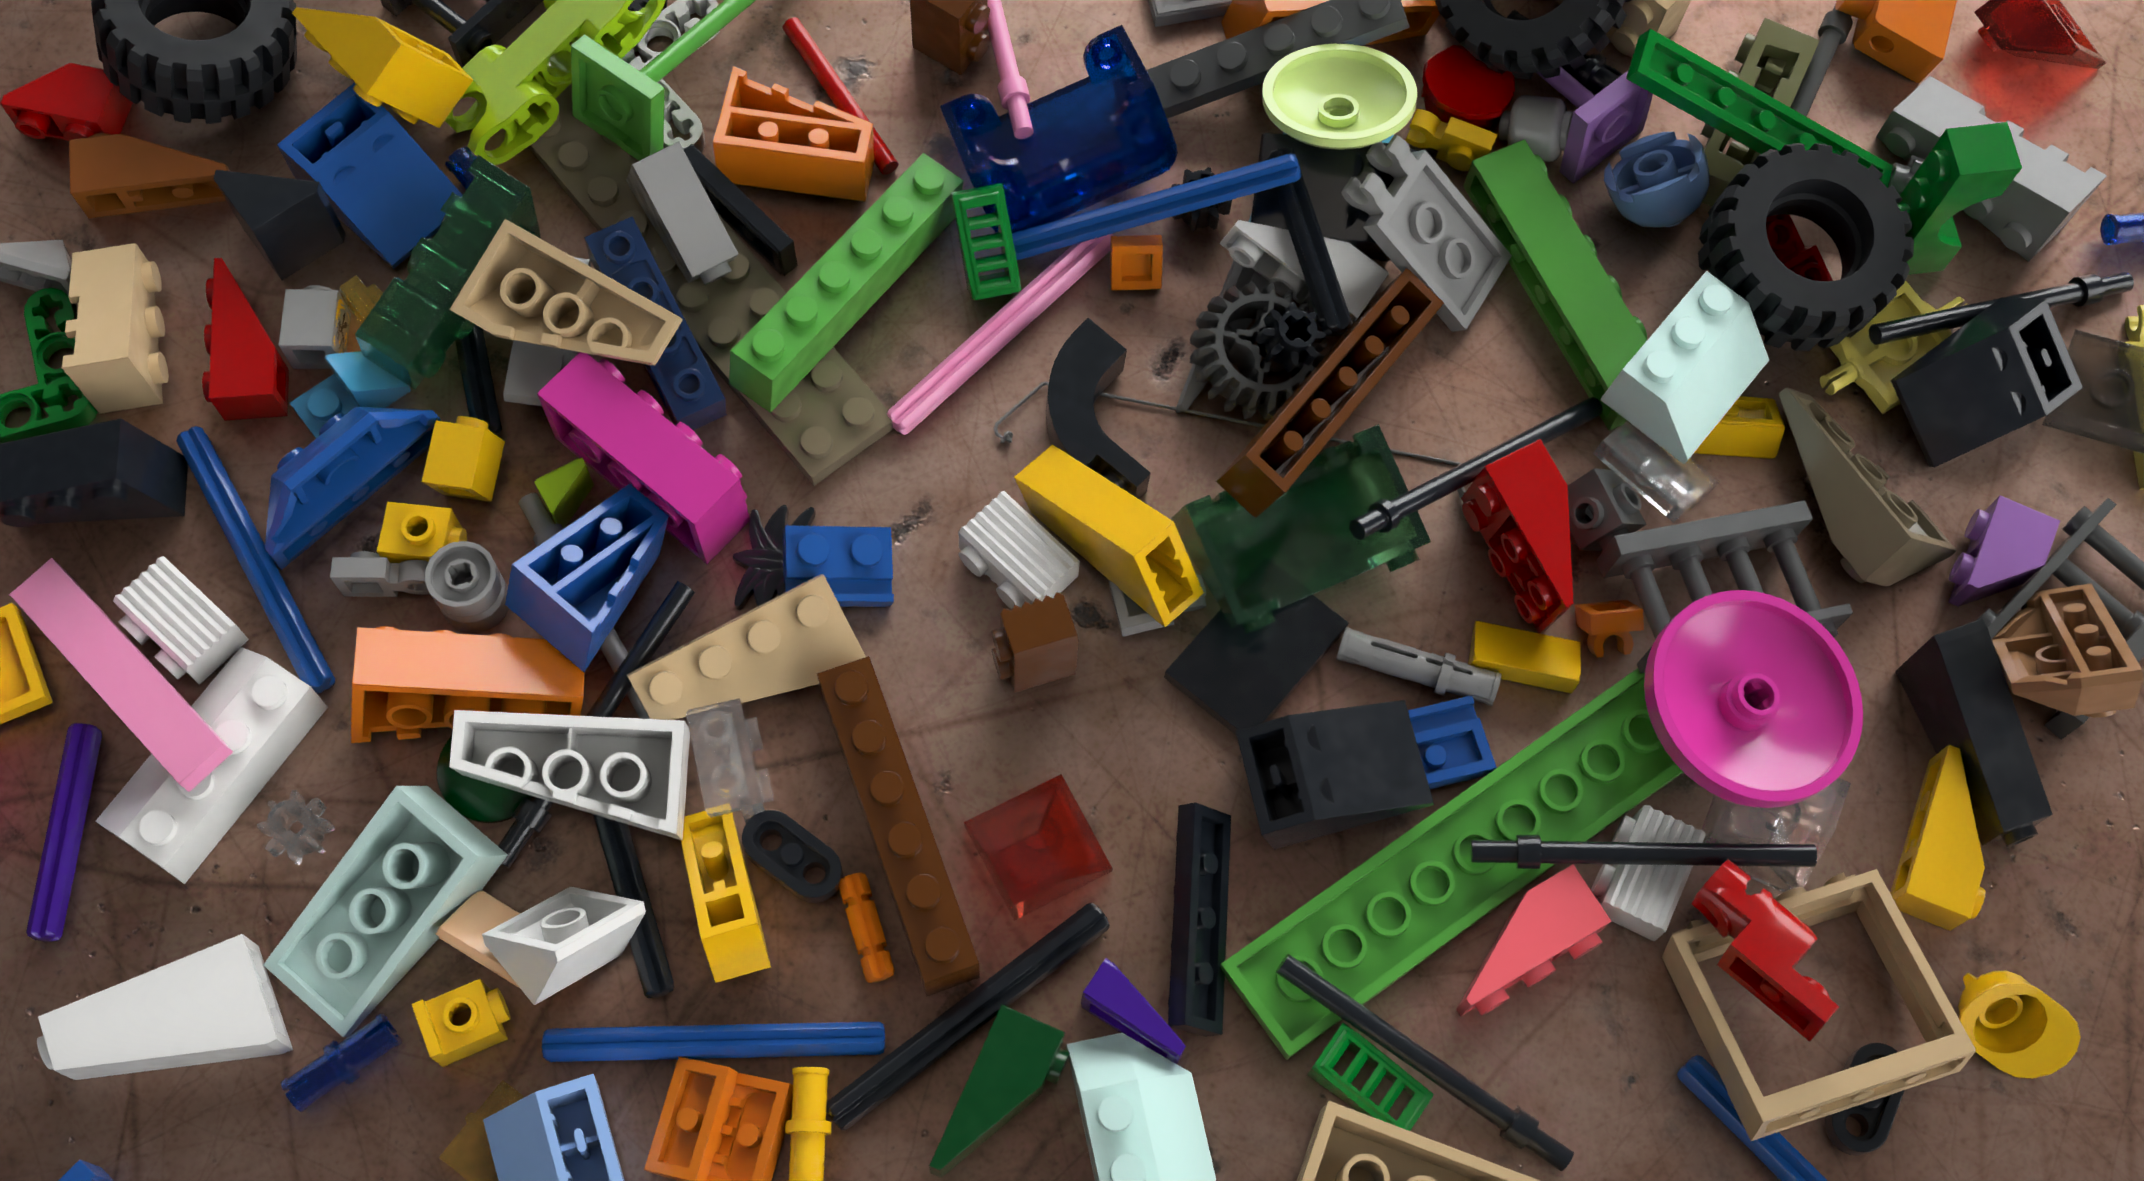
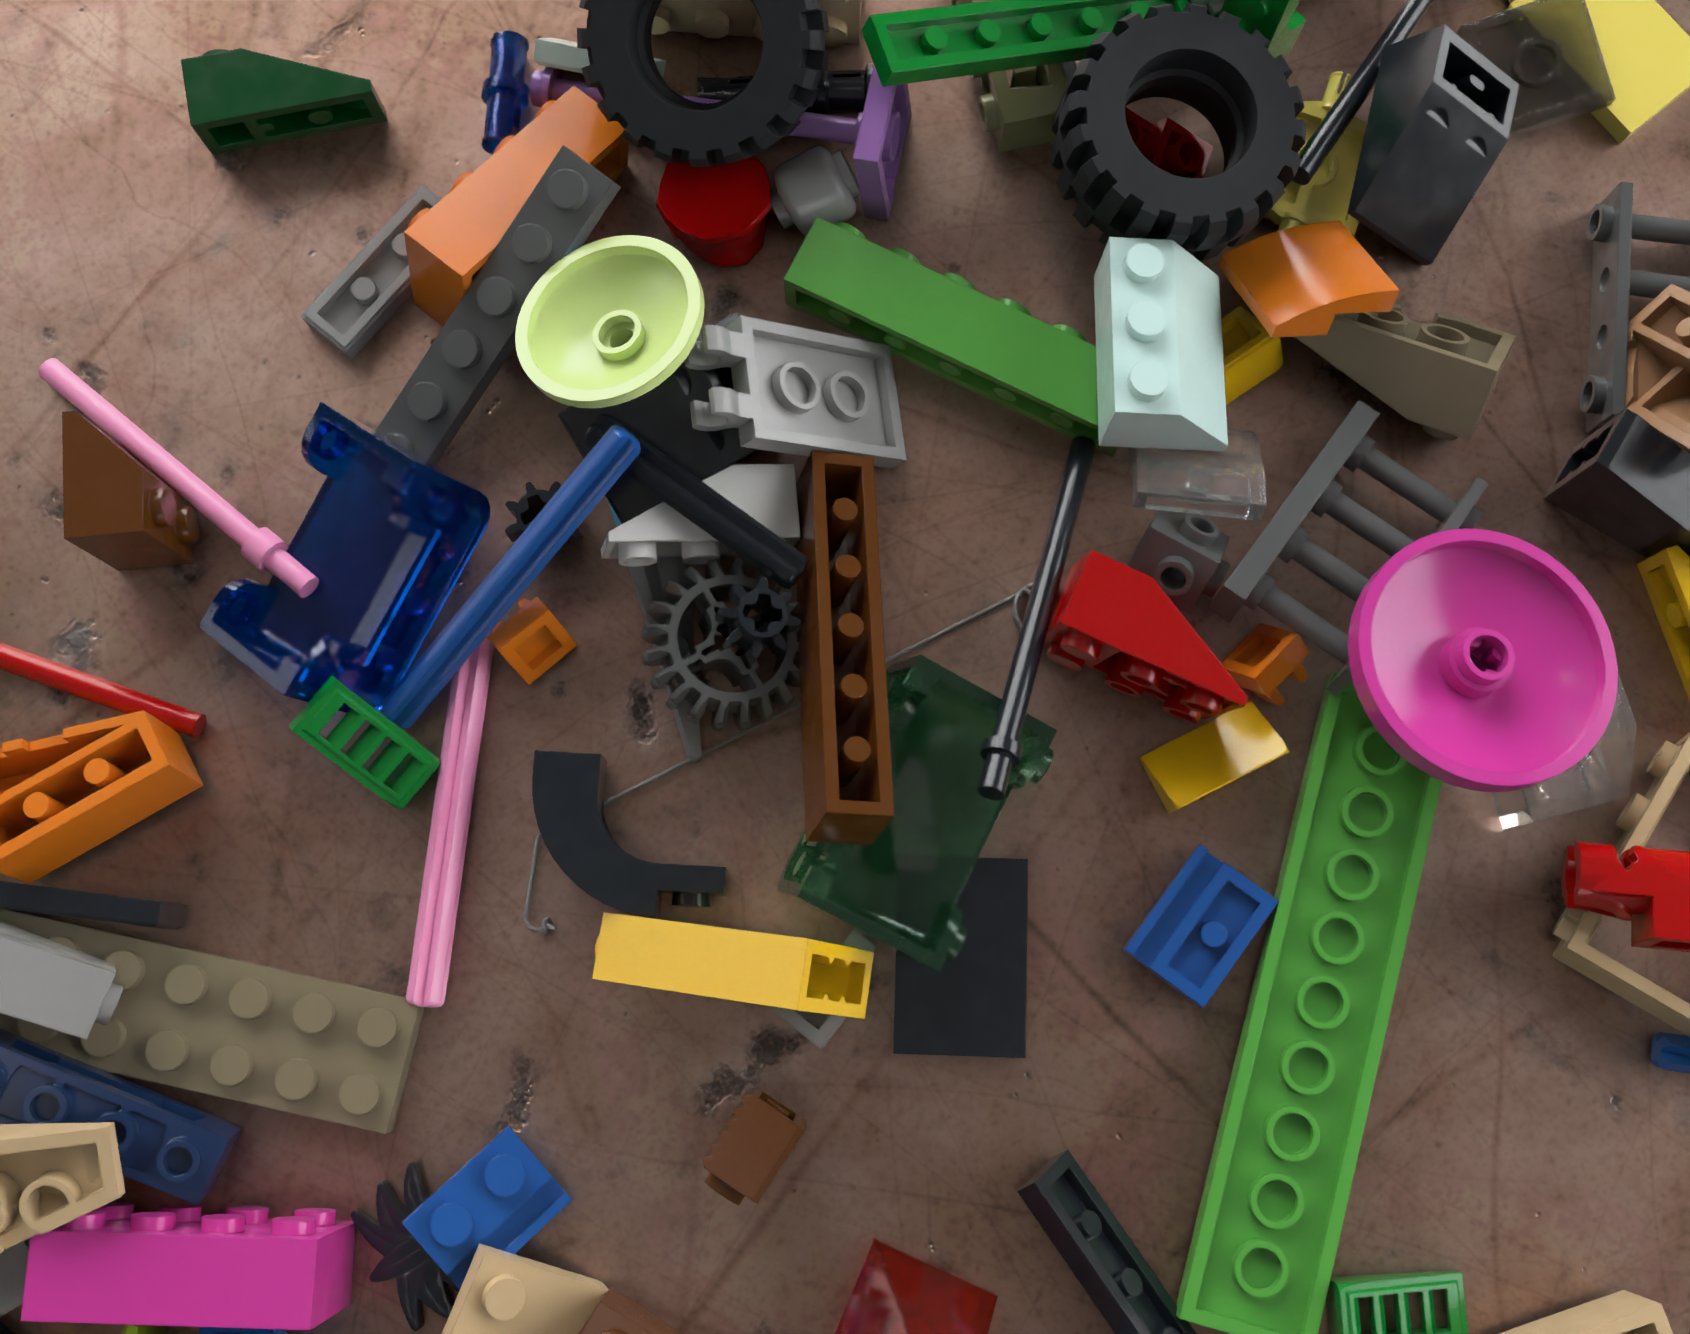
camera: 35 degrees left, 10 degrees up
(844, 283) = (253, 910): bright green brick -> none
(1016, 553) = (656, 1053): white brick -> none
(1332, 770) = (1138, 1040): black slope -> none
(1427, 668) = (1148, 842): light grey pin -> none
(1456, 142) = (749, 265): yellow plate -> none
(1515, 1125) = (1555, 1241): black bar -> none
(1530, 852) = (1382, 971): black bar -> none
(1543, 926) = (1437, 1040): coral slope -> none
(1645, 895) = (1488, 893): white brick -> none
(1659, 180) = (975, 160): medium blue cylinder -> none
(1823, 393) = (1305, 277): none -> orange slope
(2004, 550) = (1558, 306): medium lavender slope -> none

